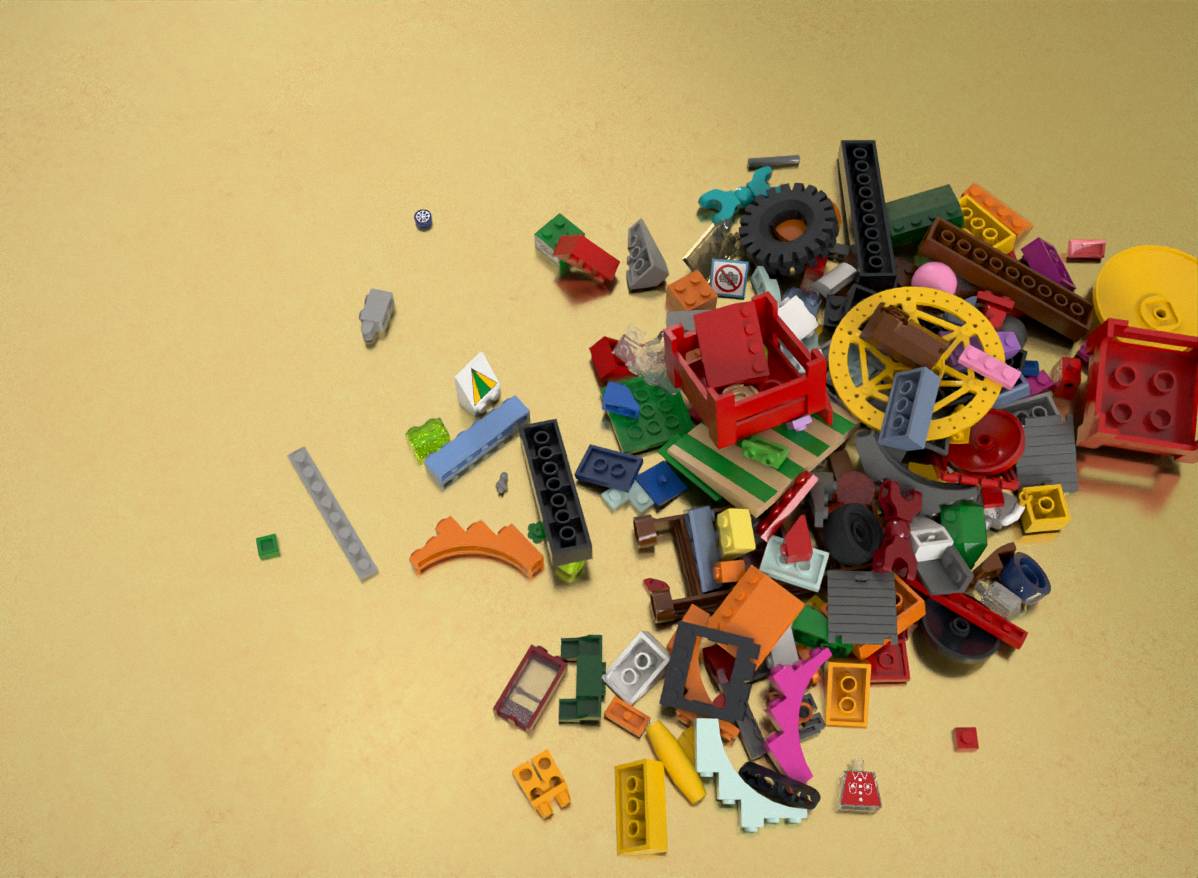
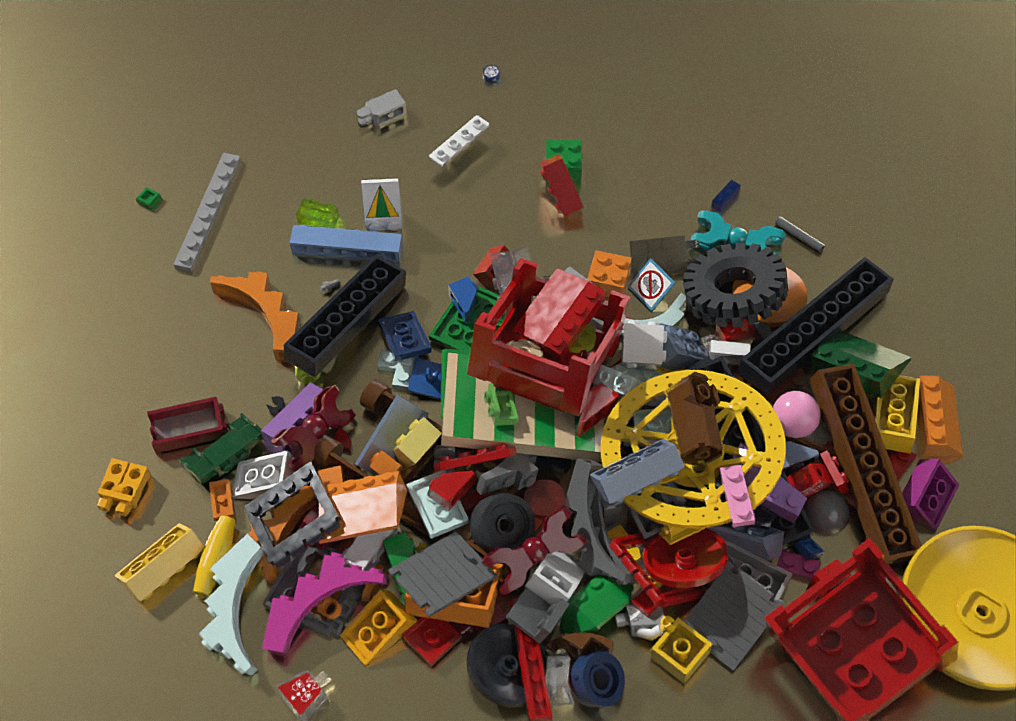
camera: 50 degrees right, 5 degrees down
(470, 288) = (459, 141): none -> white bracket
(582, 606) = (276, 410): none -> black bar
(609, 604) = (291, 416): none -> medium lavender wedge
(641, 610) = (303, 438): none -> dark red piece
(645, 261) = (609, 224): light grey wedge -> none
(696, 173) = (725, 196): none -> clear blue piece
(779, 782) = (254, 635): black beam -> none
(799, 423) = (553, 413): lavender plate -> none
(1086, 248) = (983, 508): coral plate -> none

